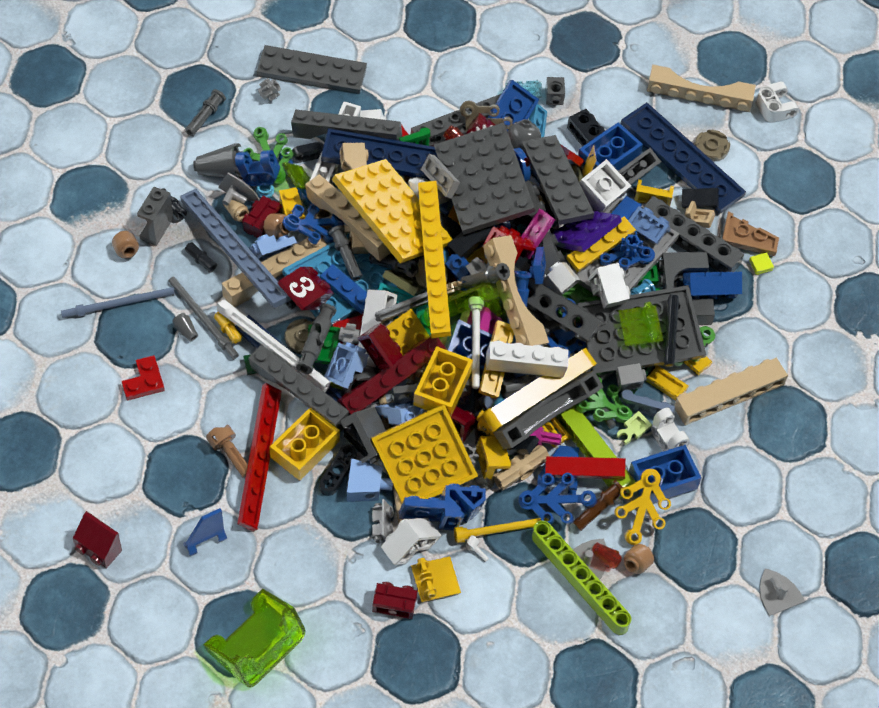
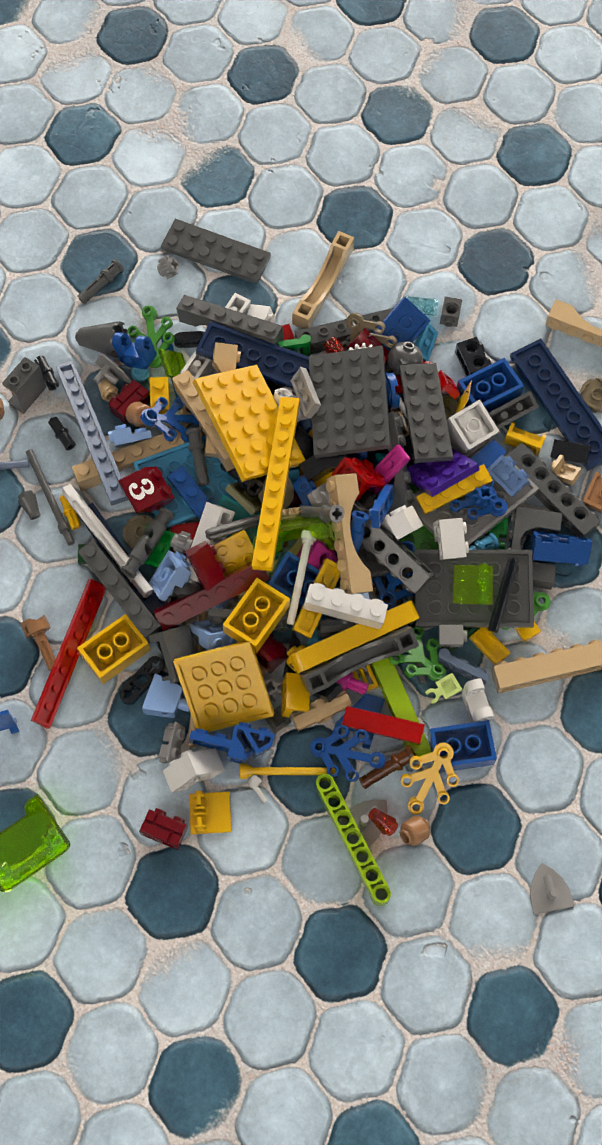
camera: 15 degrees right, 10 degrees up
(421, 96) = (313, 300): none -> tan arch

